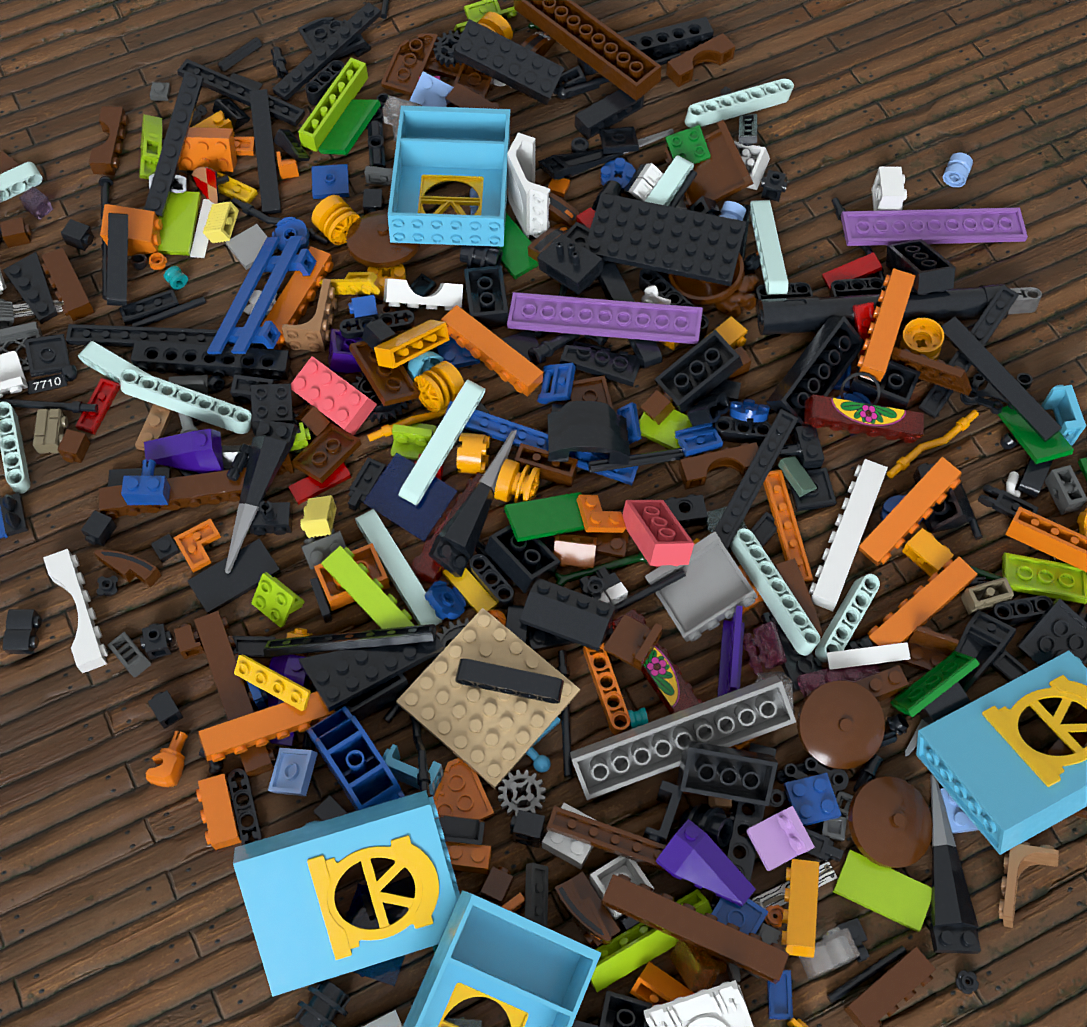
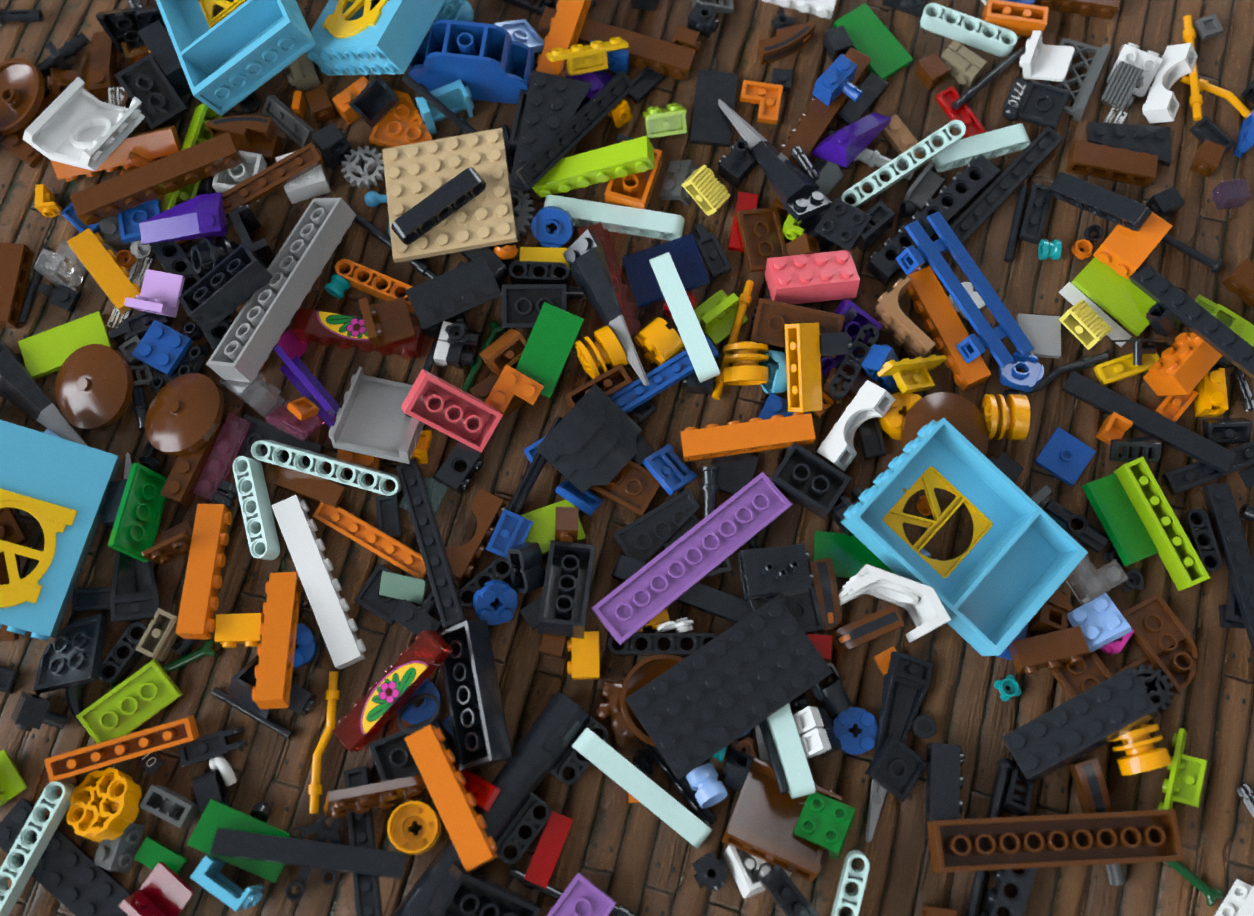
camera: 135 degrees right, 10 degrees up
(73, 508) = (874, 41): none -> green tile
(515, 120) = (1014, 690): none -> teal plate
(751, 651) = (302, 408): none -> orange tile
(868, 655) = (209, 488): white sticker -> none

